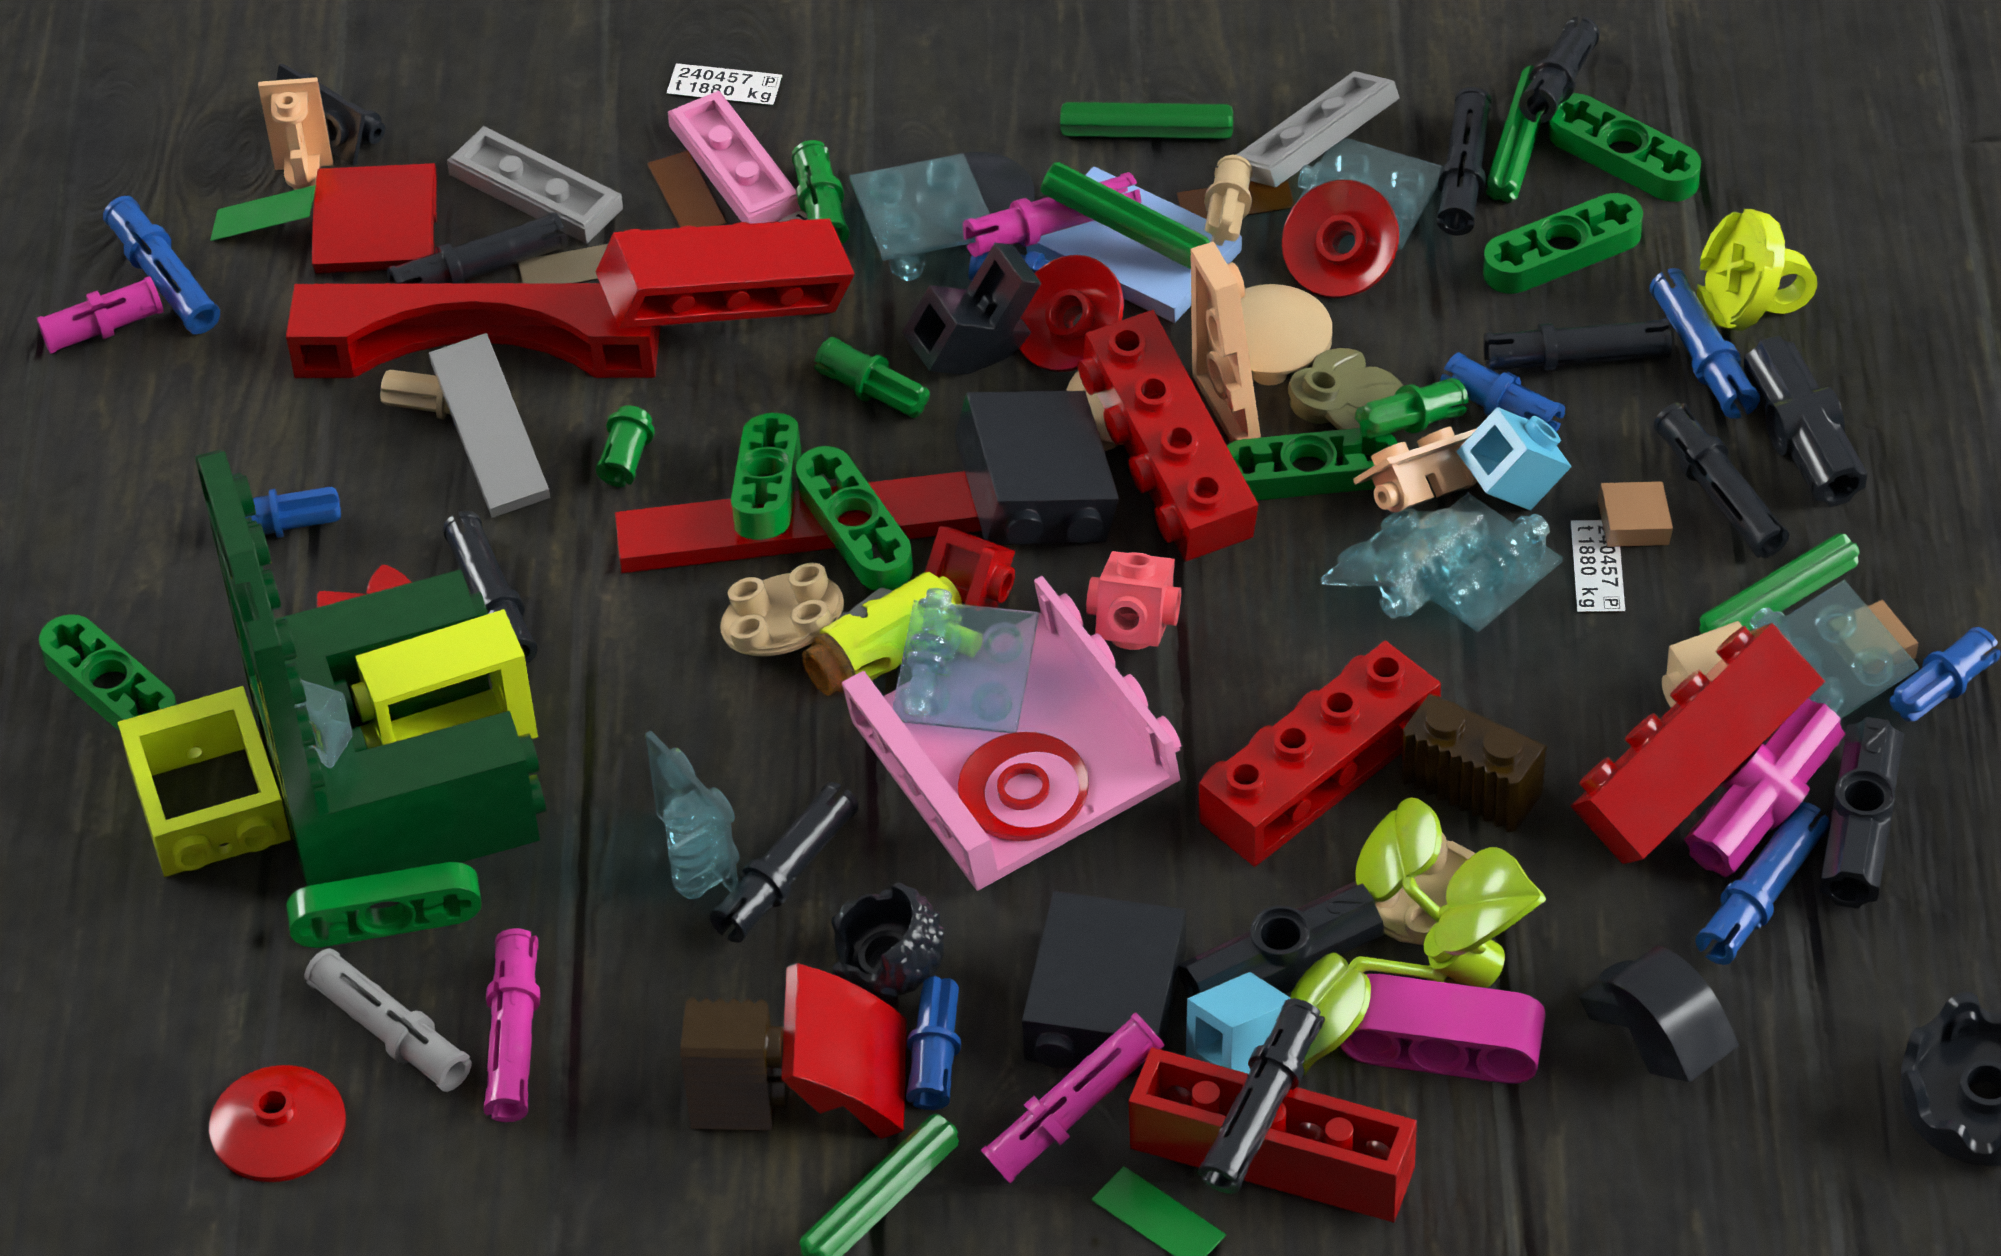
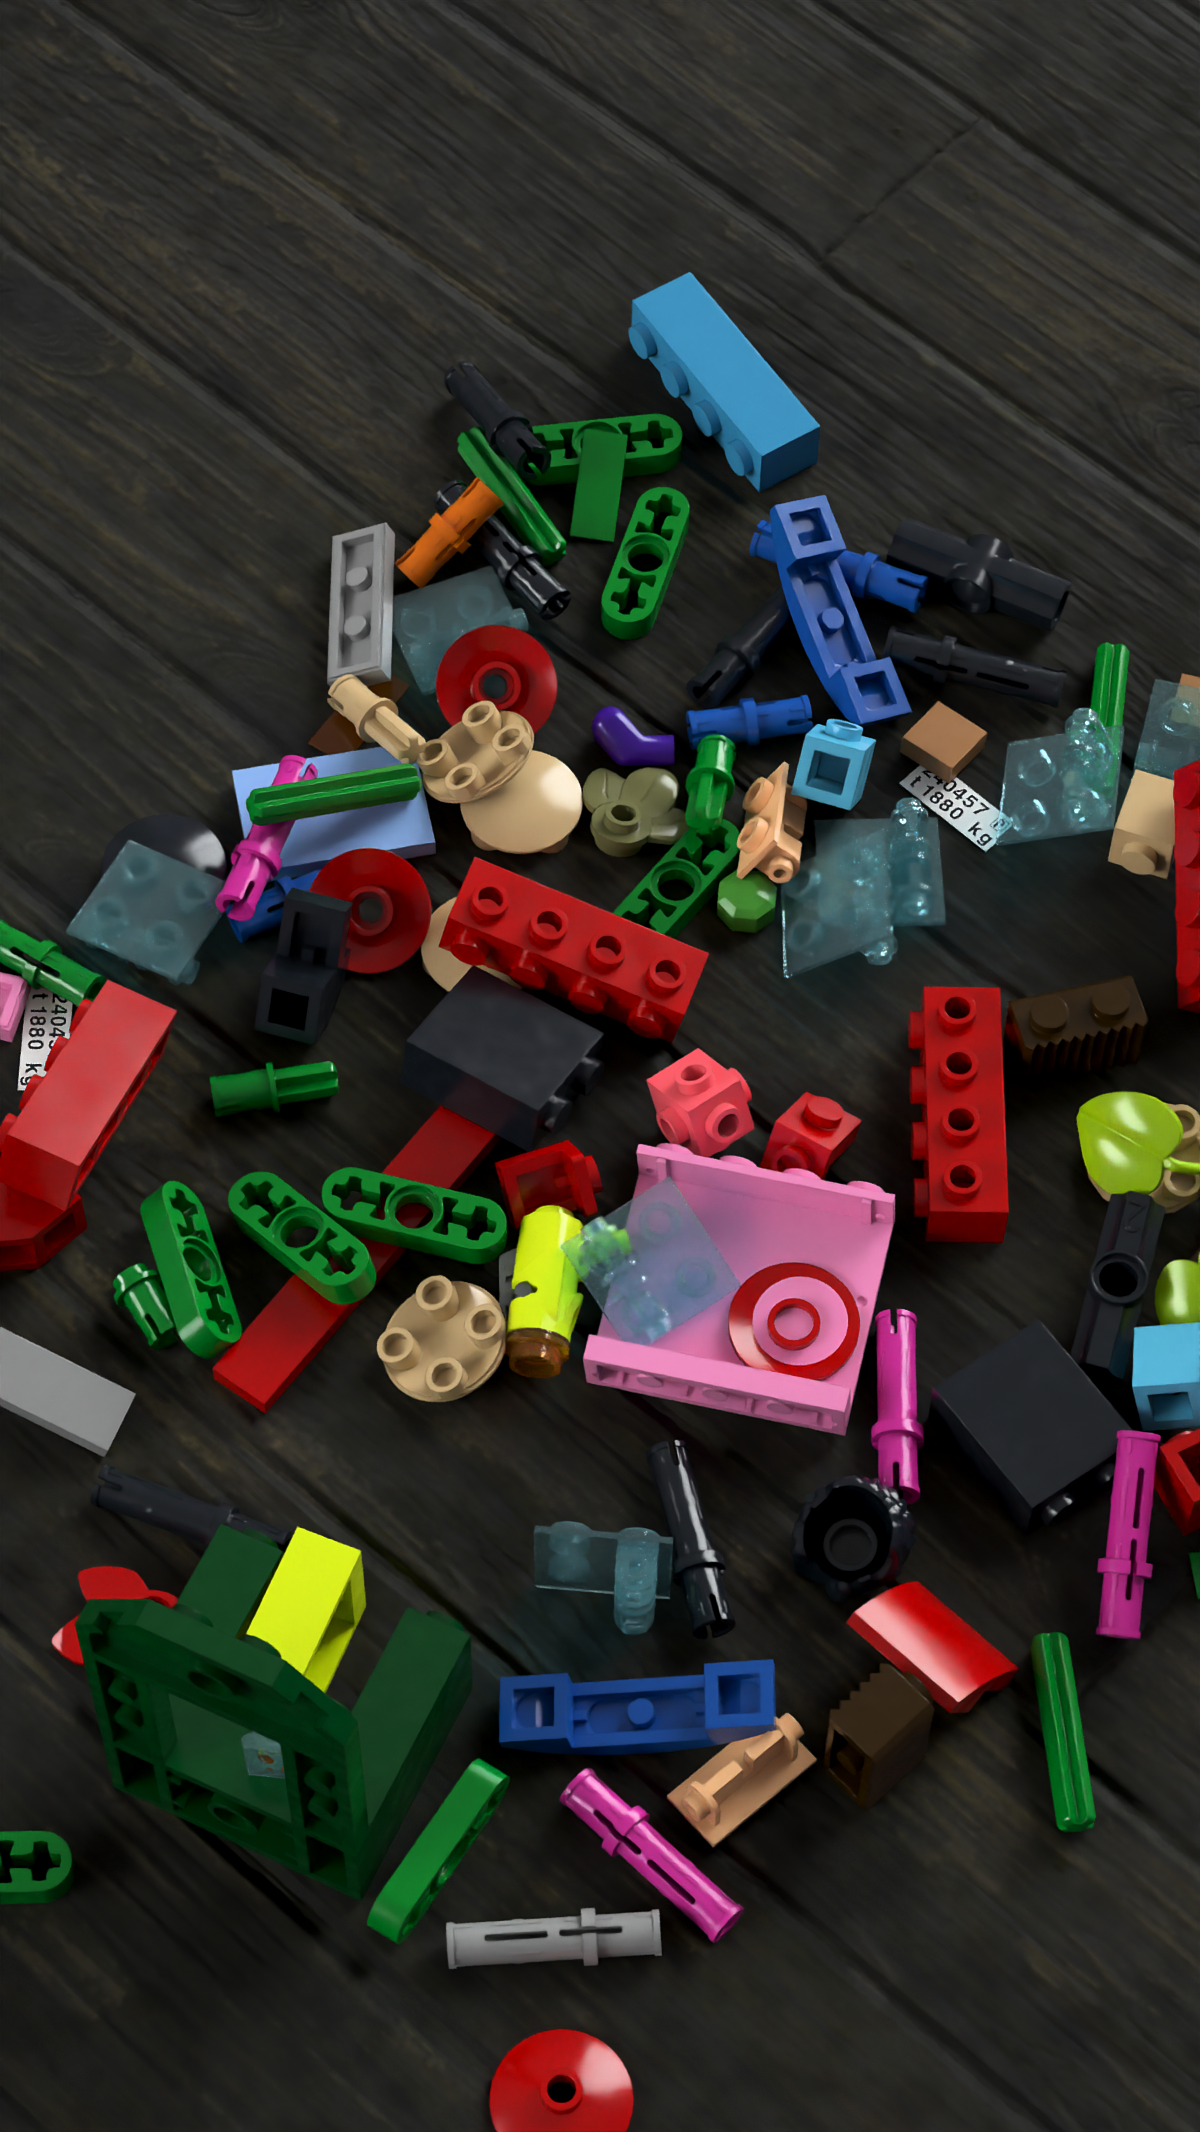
camera: 50 degrees left, 10 degrees up
(192, 735) = (107, 1852): neon yellow window -> none
(603, 930) = (638, 1714): none -> blue slope
(621, 1032) = (742, 1780): none -> light nougat hinge
(651, 448) = (200, 1298): none -> green beam
(933, 1045) = (967, 1581): blue axle -> none
(1011, 911) = (897, 1431): none -> dark pink pin
(1146, 120) = (220, 700): green axle -> none
(1192, 683) = (810, 1136): none -> red bracket
(1220, 343) = (546, 838): light nougat wing -> none
(1275, 268) = (476, 754): none -> tan dish
(1349, 509) = (746, 903): none -> bright green tile
(1394, 348) = (627, 744): none -> dark purple arm
(1430, 117) = (449, 533): none -> orange pin
(1590, 166) = (599, 485): none -> green sticker
(1647, 360) = (826, 617): none -> blue slope
(1683, 595) = (1061, 782): none -> clear light blue hinge
(1745, 269) = (822, 464): neon yellow tile -> none
(1773, 142) = (724, 382): none -> dark azure brick

